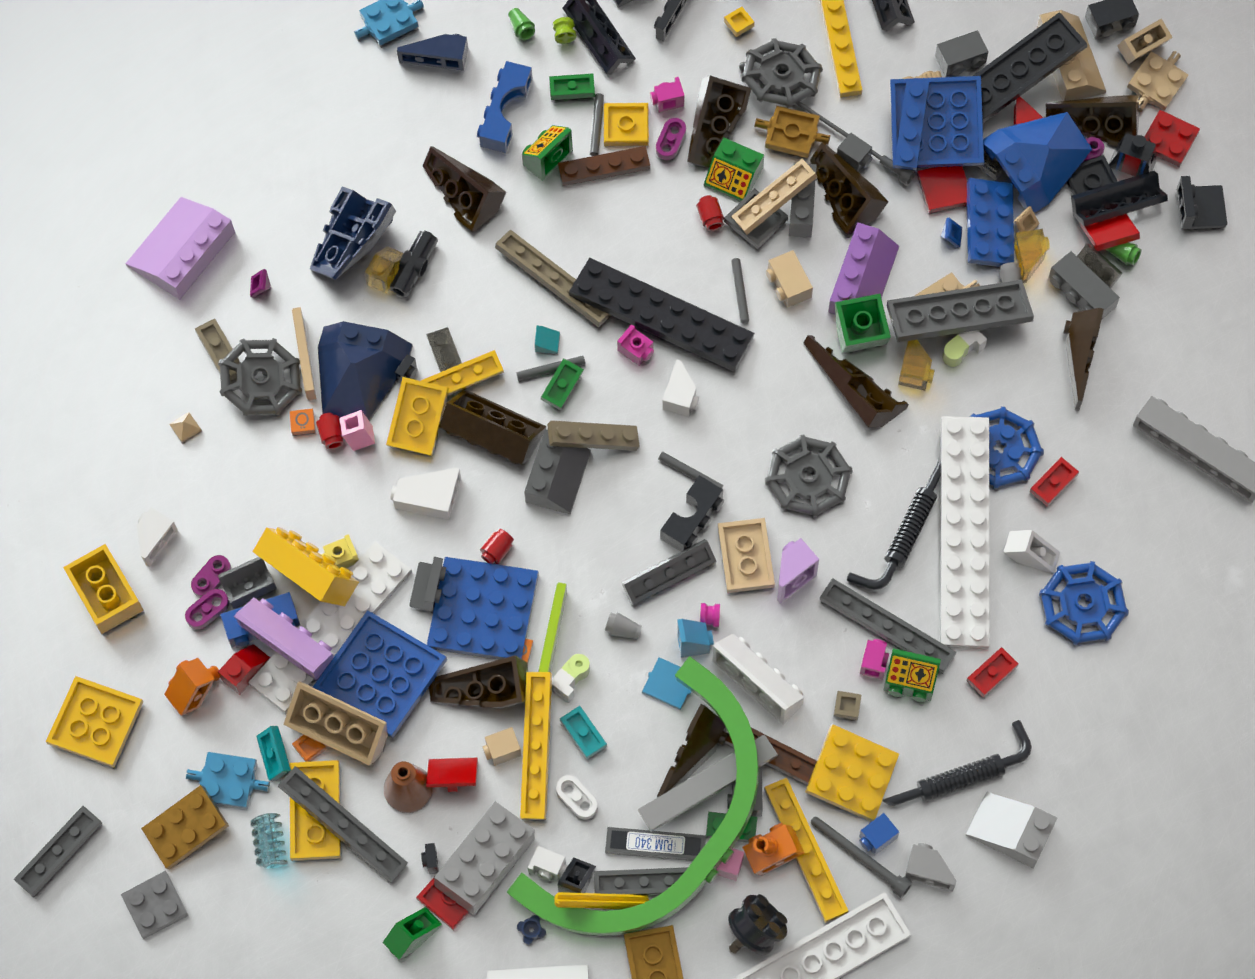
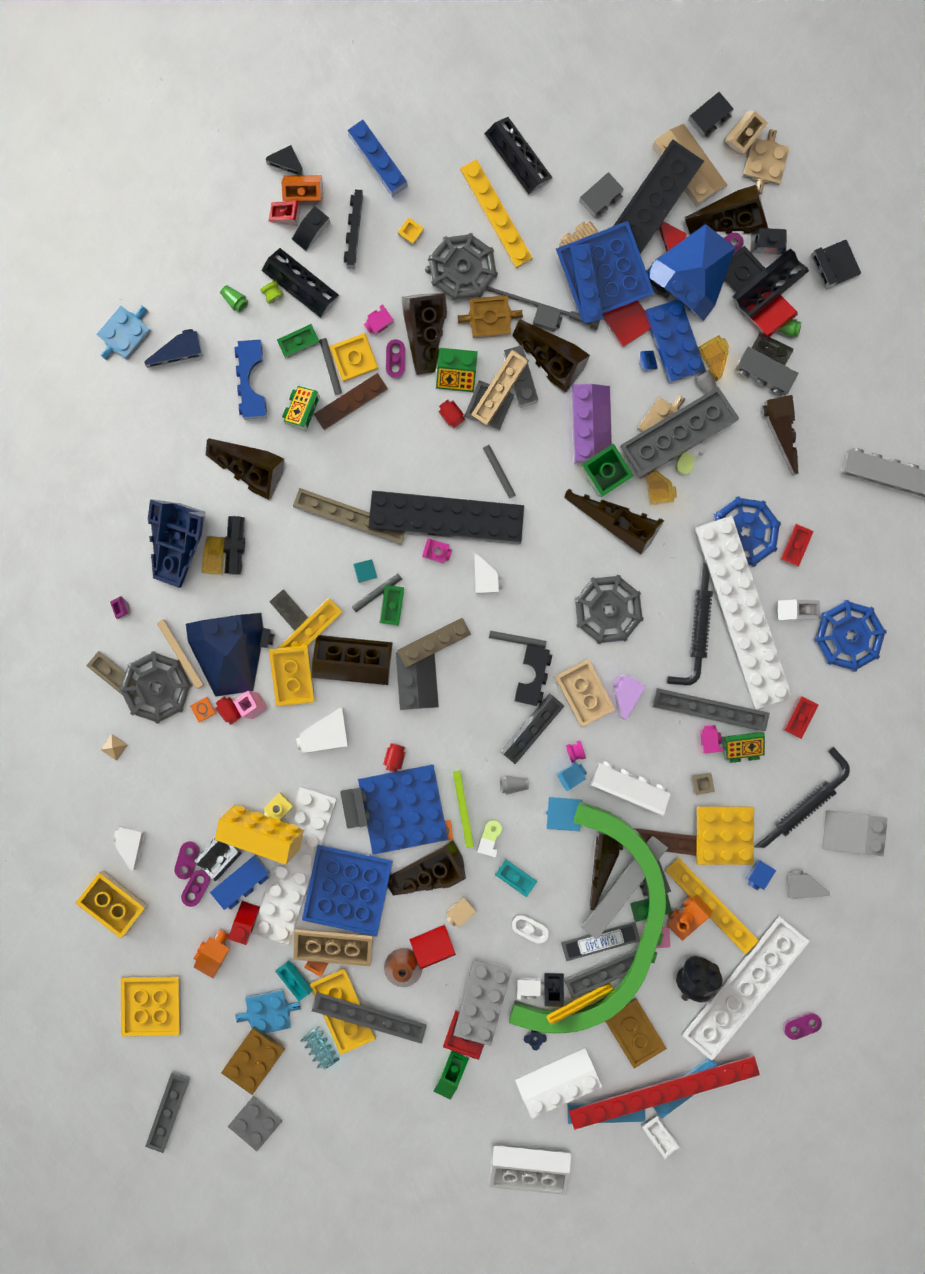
camera: 25 degrees left, 20 degrees up
(182, 246) = (42, 597): lavender slope -> none
(285, 638) = (268, 897): lavender slope -> none
(430, 859) = (442, 1016): black plate -> none
(536, 746) = (486, 903): yellow plate -> none
(789, 279) = (534, 449): tan brick -> none
(898, 884) = (788, 906): dark grey piece -> none
(1026, 220) = (703, 329): tan slope -> none
(1172, 137) = (791, 210): red plate -> none

